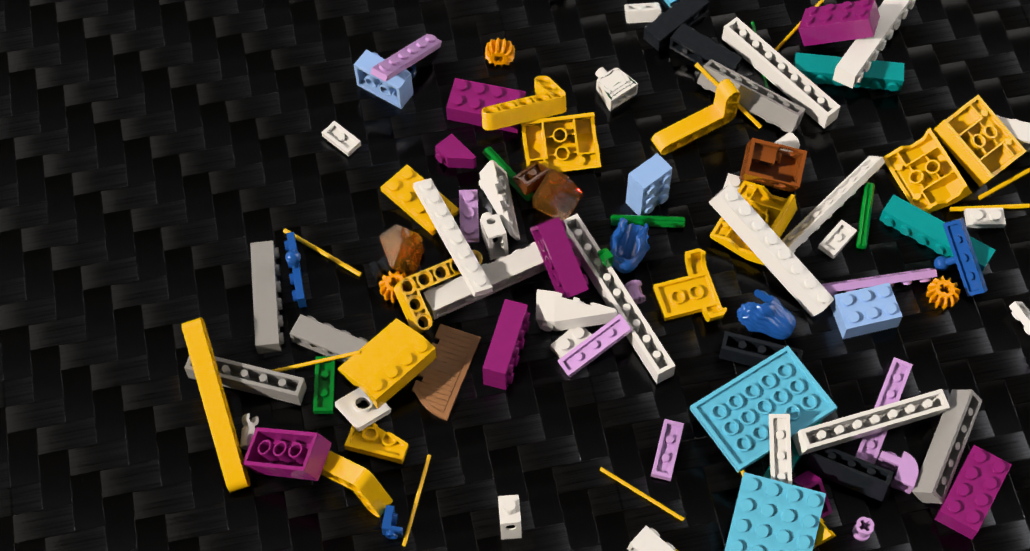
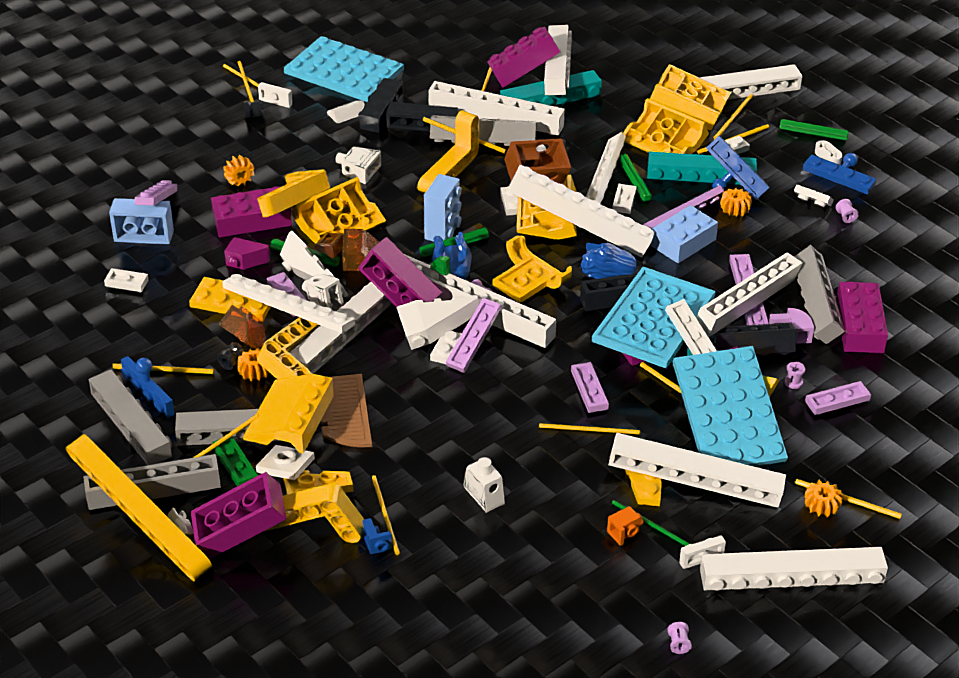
camera: 30 degrees left, 20 degrees down
(506, 344) = (393, 363): magenta brick -> none

